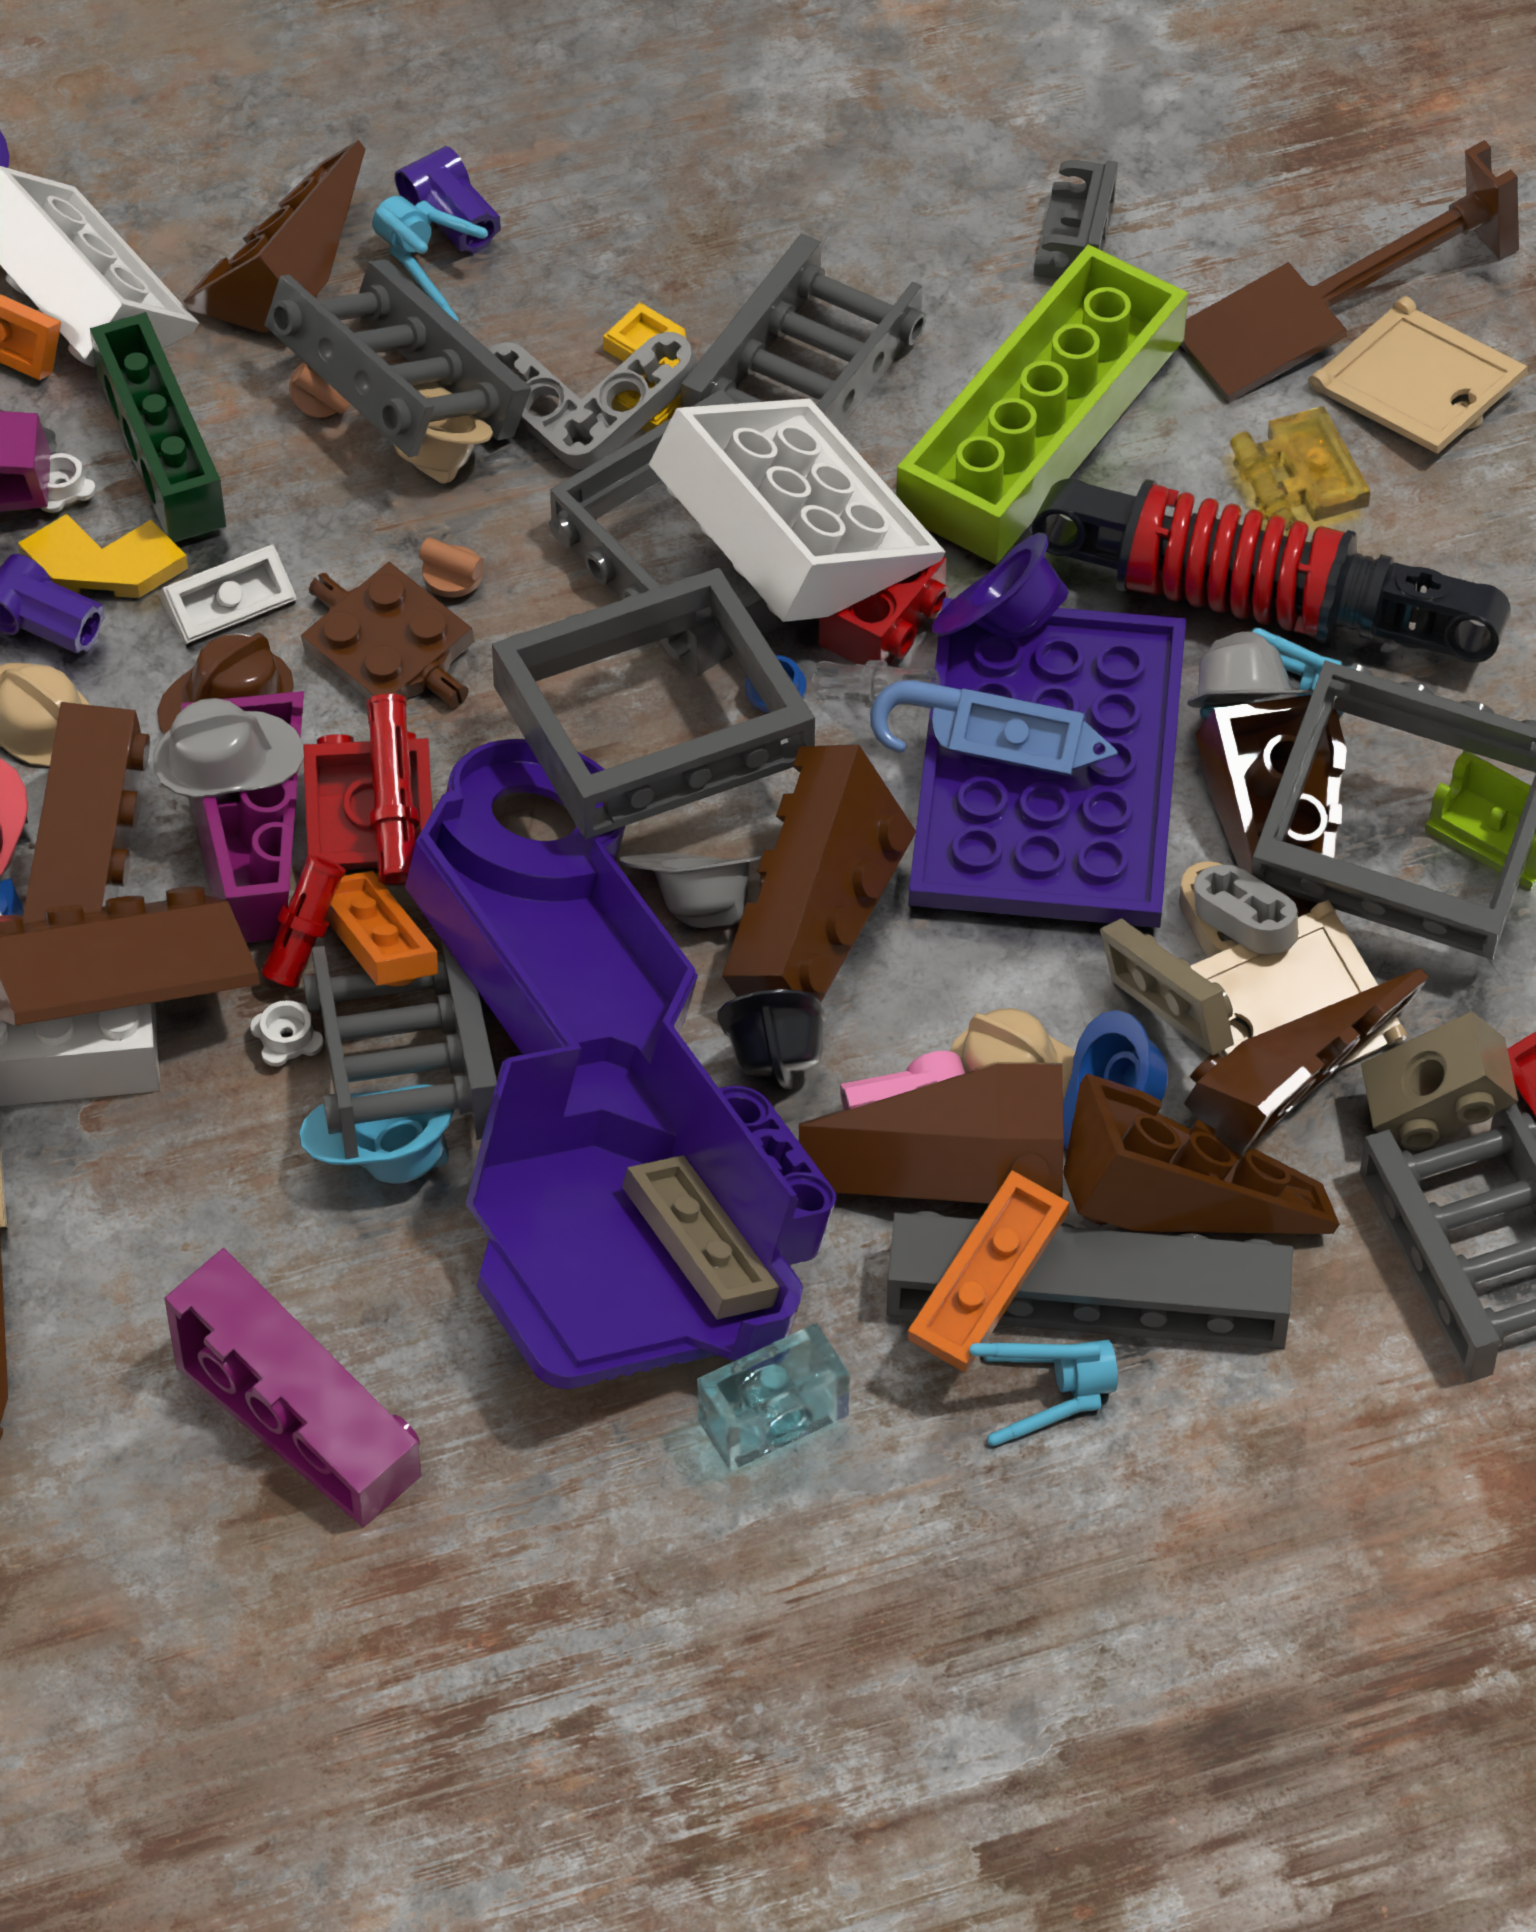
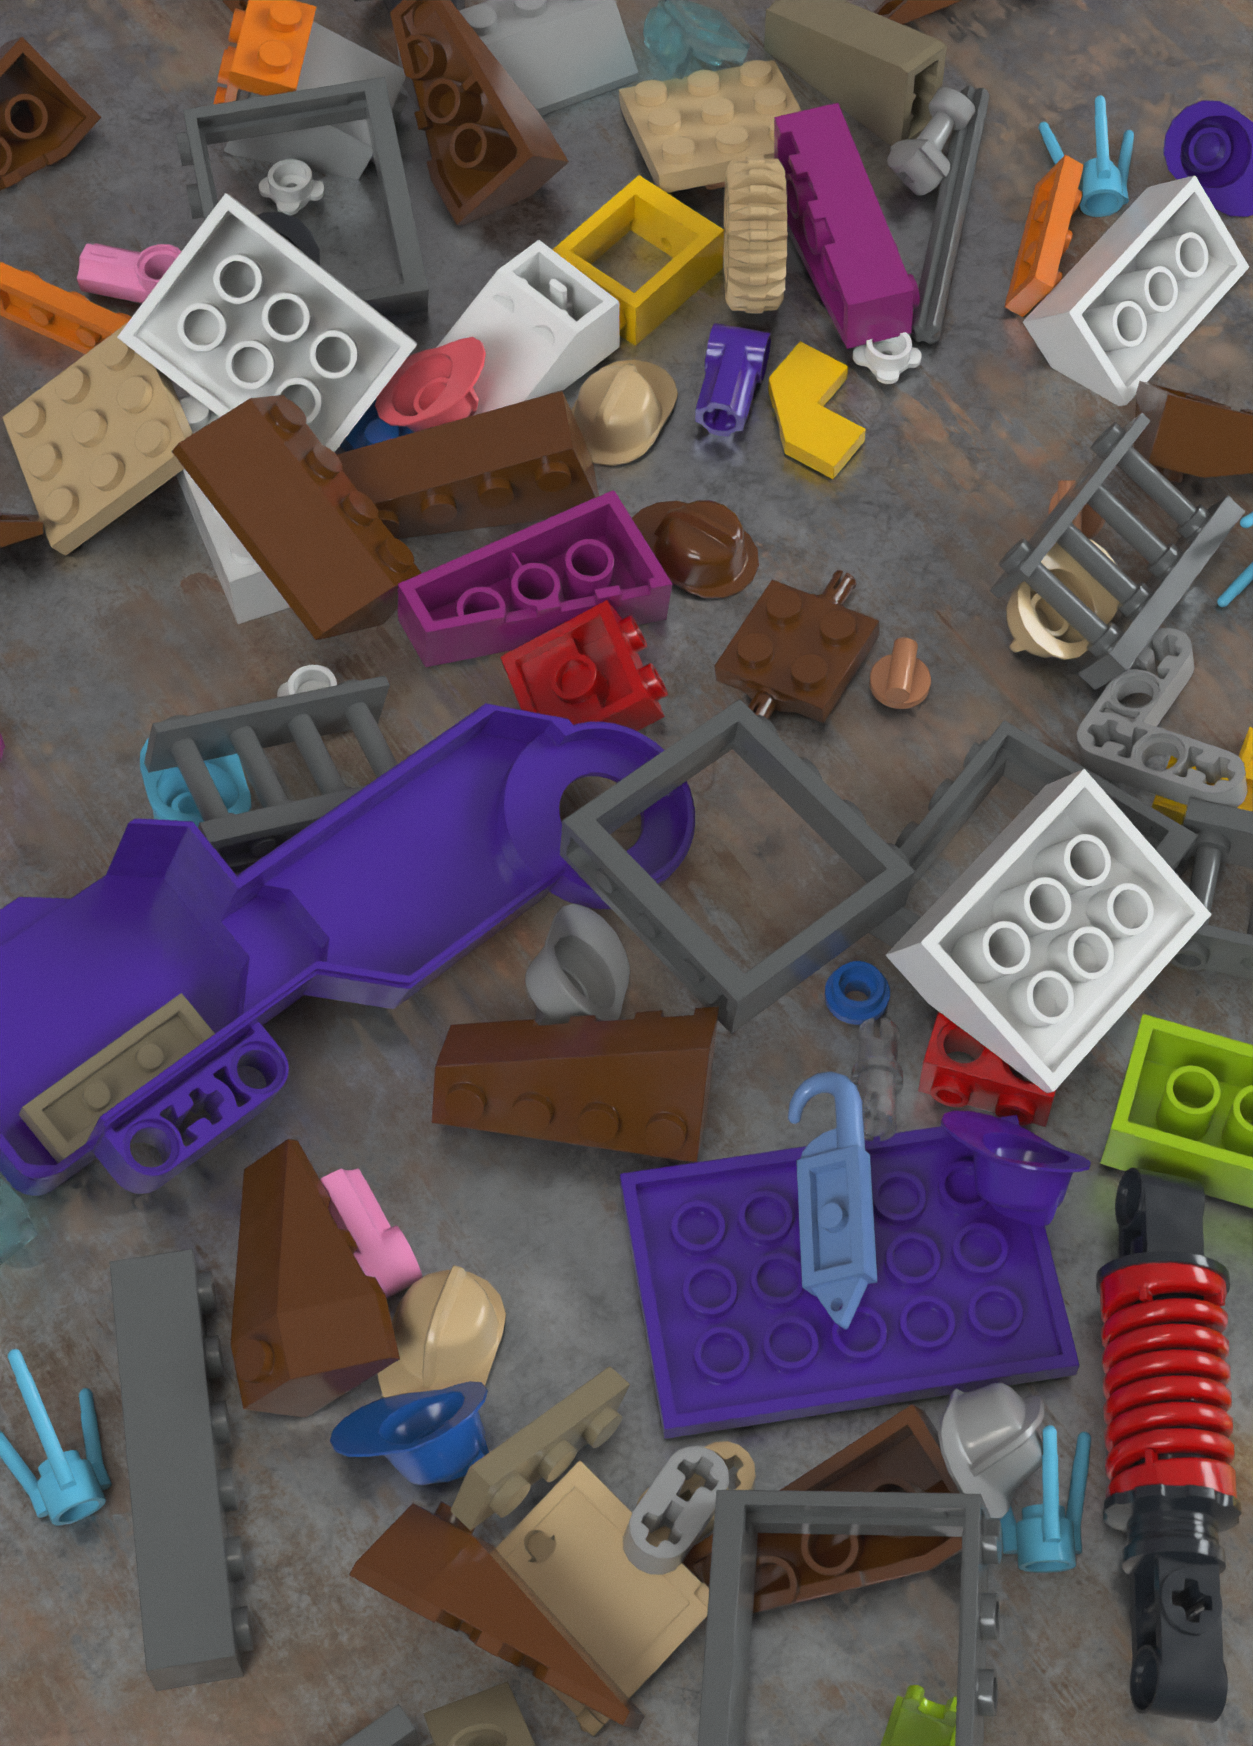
camera: 75 degrees right, 5 degrees up
(158, 427) = (960, 395): dark green brick -> none
(226, 750) = (568, 539): light grey piece -> none
(227, 594) = (806, 515): white slope -> none
(303, 921) = (419, 659): red pin -> none
(380, 932) = (401, 724): orange plate -> none
(393, 809) = (643, 648): red pin -> none
(775, 1032) = (385, 1094): black piece -> none
(988, 1270) = (118, 1347): orange plate -> none
(1160, 1176) = (303, 1504): reddish brown wedge -> none

